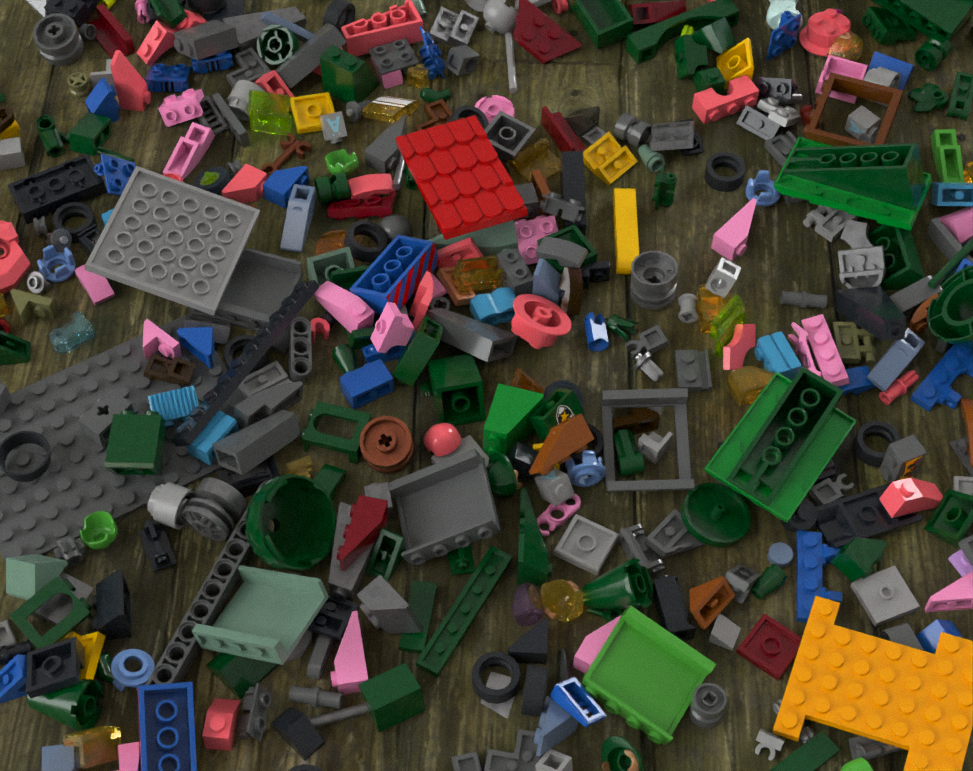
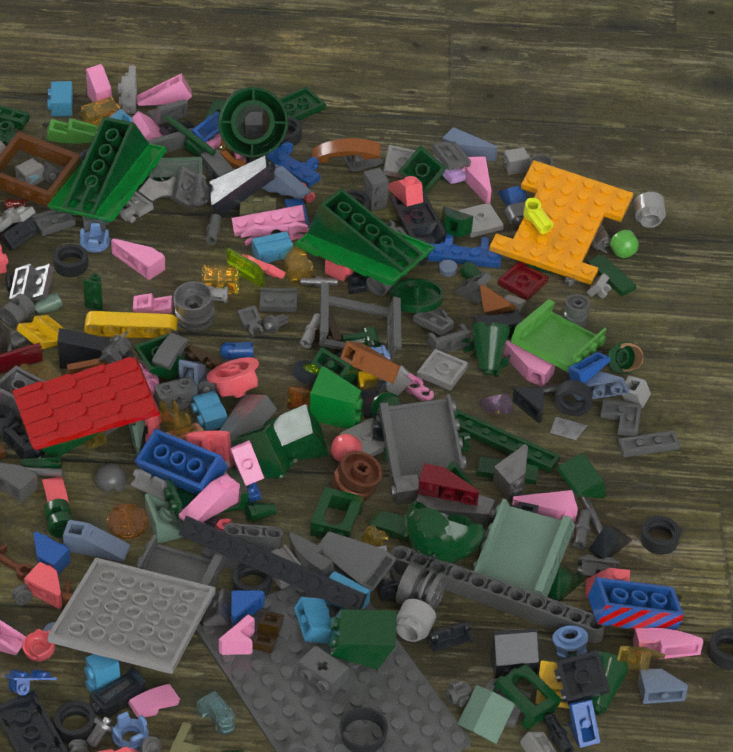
camera: 90 degrees left, 10 degrees down
(99, 530) = (438, 672): bright green hair -> none
(213, 180) = (39, 610): black wheel -> none
(341, 161) = (28, 510): bright green hair -> none
(362, 209) = (83, 494): dark red wing -> none
(366, 383) = (286, 496): blue brick -> none
(368, 229) = (127, 494): black tyre -> none
(499, 659) = (561, 414): black tyre -> none
(532, 552) = (464, 396): dark green wedge -> none
(562, 600) = (495, 381): clear yellow hair -> none
(619, 325) = (232, 335): dark green piece -> none
(654, 446) = (353, 322): light grey panel -> none
(666, 242) = (148, 304): none -> bright pink slope
(723, 270) = (206, 257): light grey brick -> none
(729, 409) = (317, 281): none -> flat silver bar
(866, 647) = (535, 214): none -> neon yellow piece

